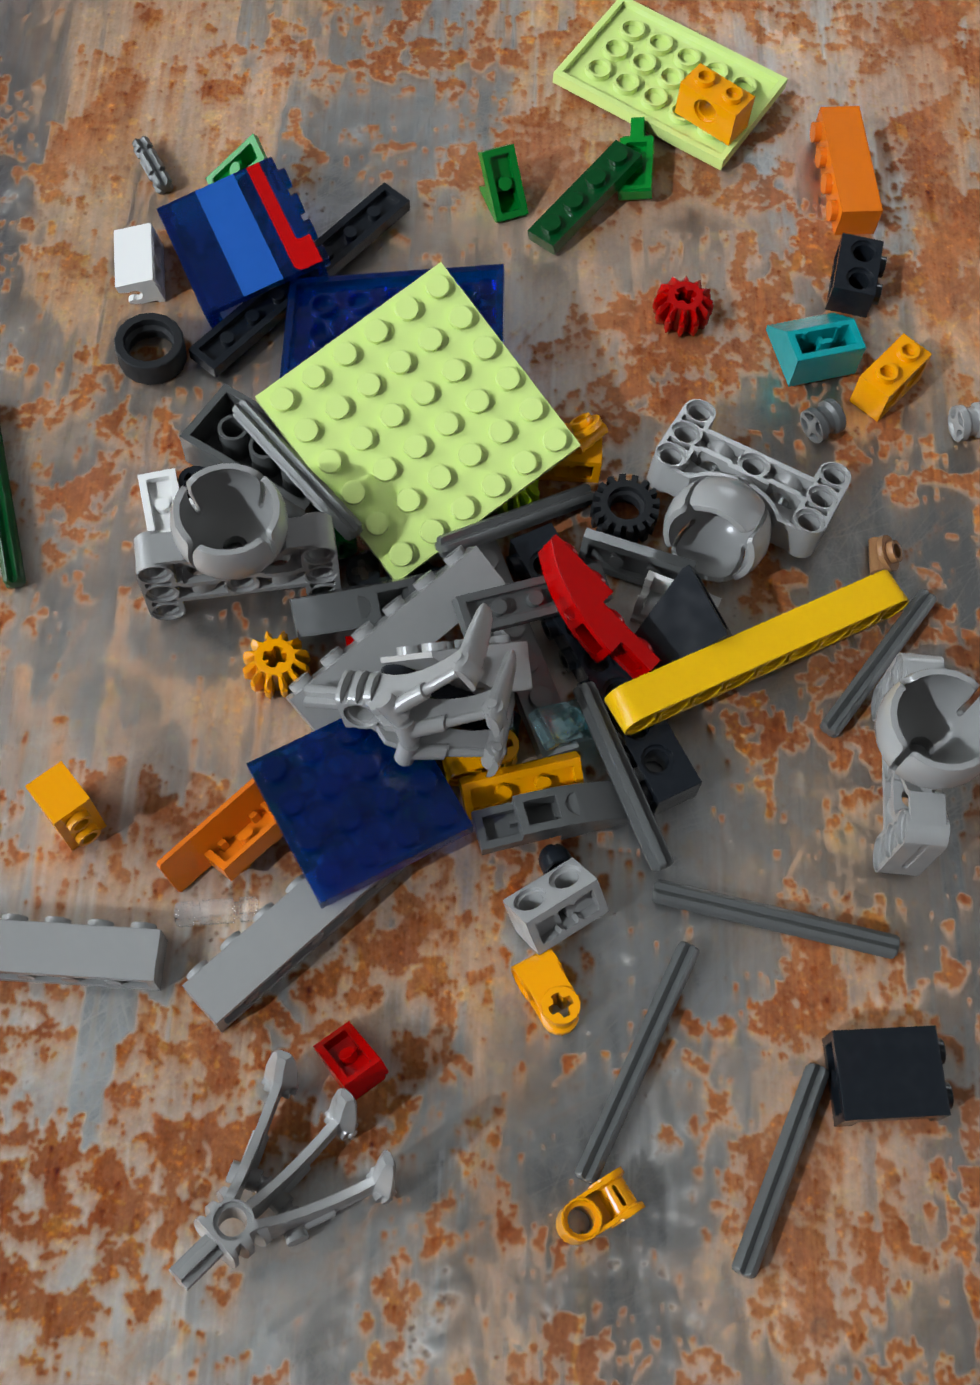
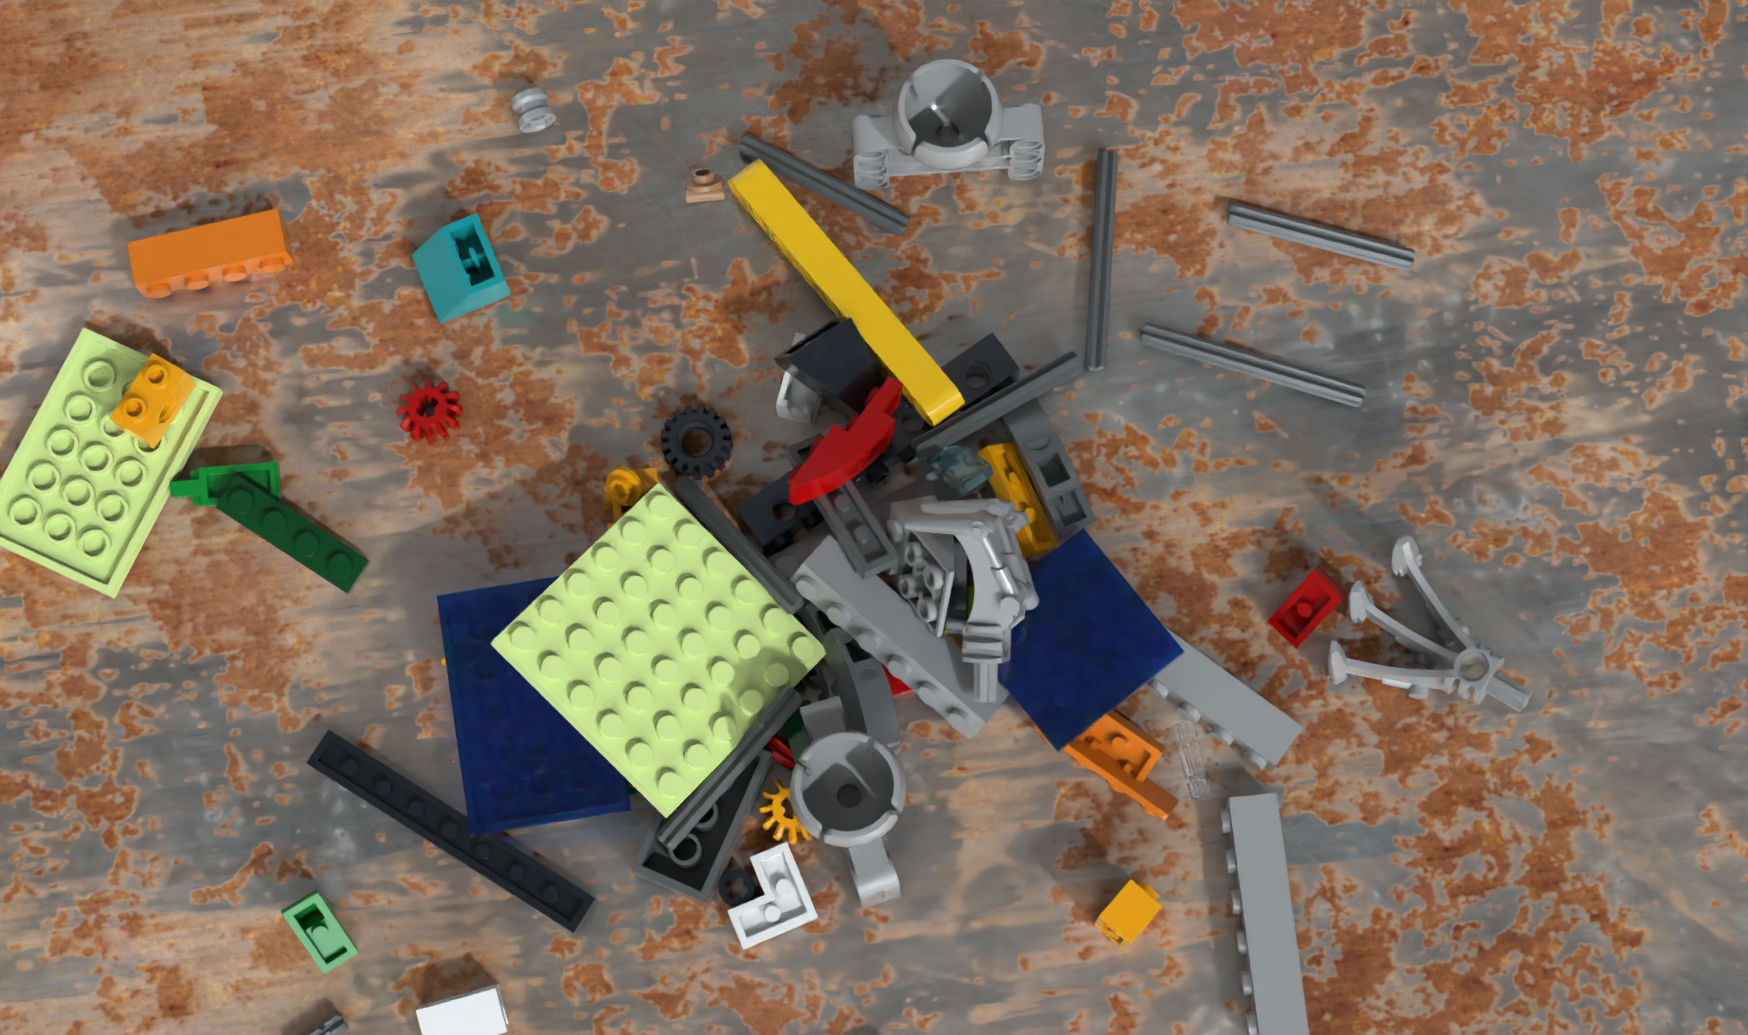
camera: 90 degrees left, 10 degrees up
(148, 326) = (548, 962): black tyre -> none
(242, 237) = (423, 900): panel -> none
(275, 663) = (946, 748): light orange gear -> none
(503, 183) = (290, 628): green slope -> none
(546, 985) = (1205, 452): light orange piece -> none
(552, 856) = (1085, 460): black hinge -> none
(556, 905) = (1139, 443): light grey brick -> none
(605, 1204) = (1382, 375): light orange piece -> none
(628, 559) = (758, 423): dark grey plate -> none
(737, 498) = (689, 334): light grey beam -> none
(823, 420) = (555, 254): dark grey wheel -> none
(855, 275) = (357, 243): black brick -> none
(887, 1075) = (1229, 155): black panel -> none
(890, 377) = (492, 190): light orange brick -> none

